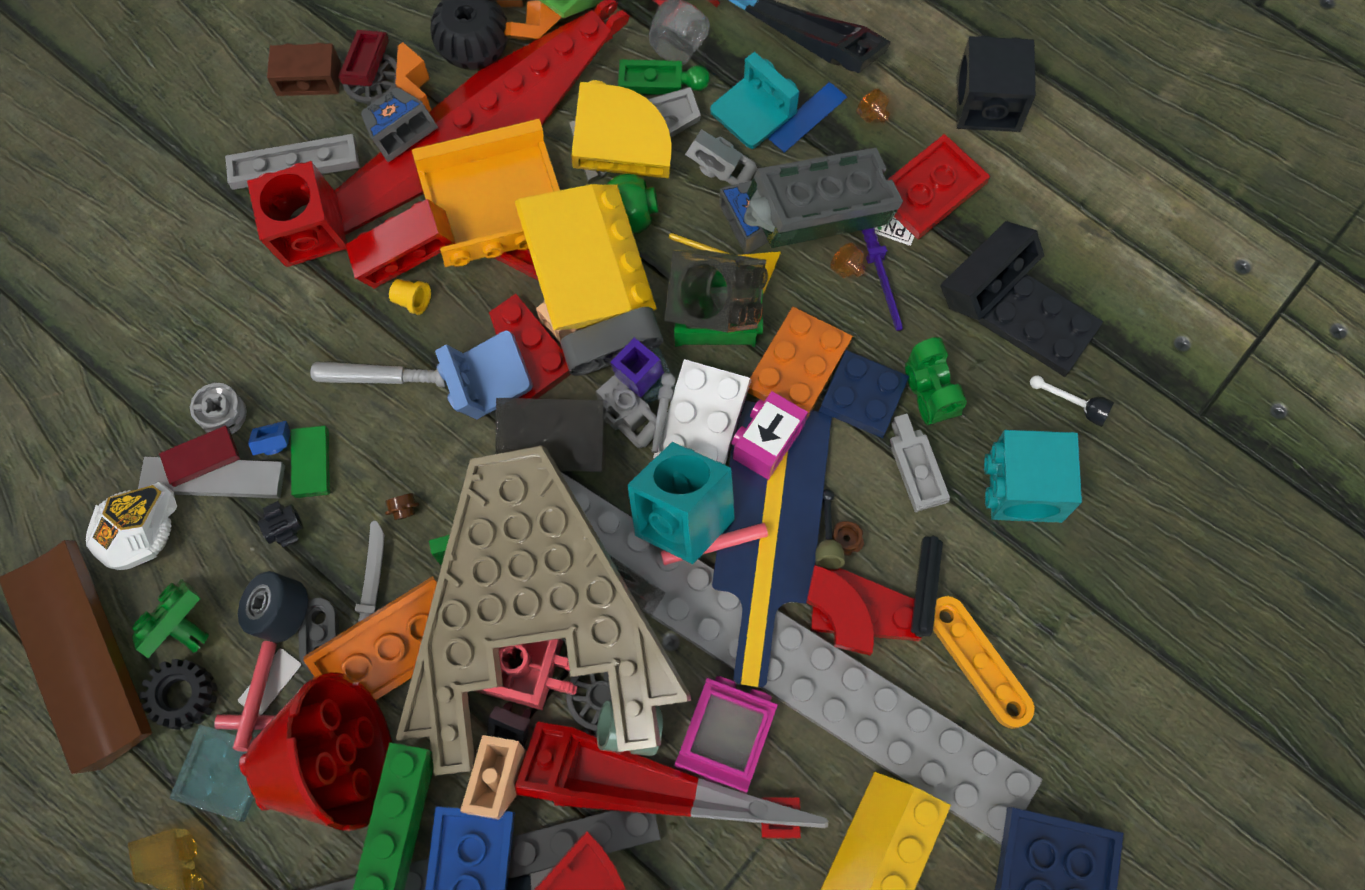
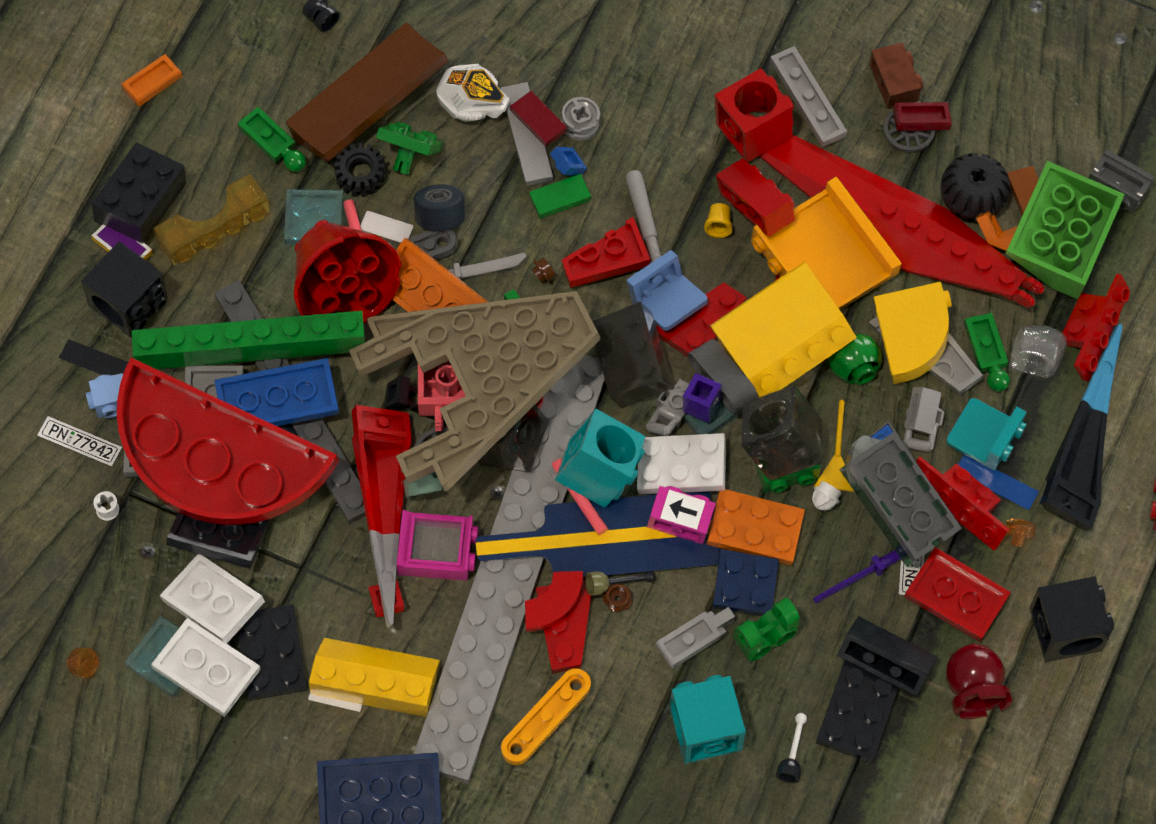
camera: 70 degrees right, 5 degrees down
(87, 799) = (272, 139): none -> green plate
(254, 696) = (374, 219): coral bar -> none
(280, 524) = (503, 191): black gear -> none
(397, 122) = (865, 158): dark grey torso -> none
(410, 427) = (613, 255): none -> red wing
(411, 73) = (917, 155): orange slope -> none
(493, 777) = (358, 389): light nougat slope -> none
(665, 396) = (689, 428): light grey piece -> none
(784, 281) = (825, 496): none -> white plate
(834, 137) = (968, 502): none -> red bracket
(848, 261) = (860, 543): clear orange tile -> none
(926, 586) = (594, 662): black axle -> none
(1040, 189) = (977, 680): none -> dark red tile

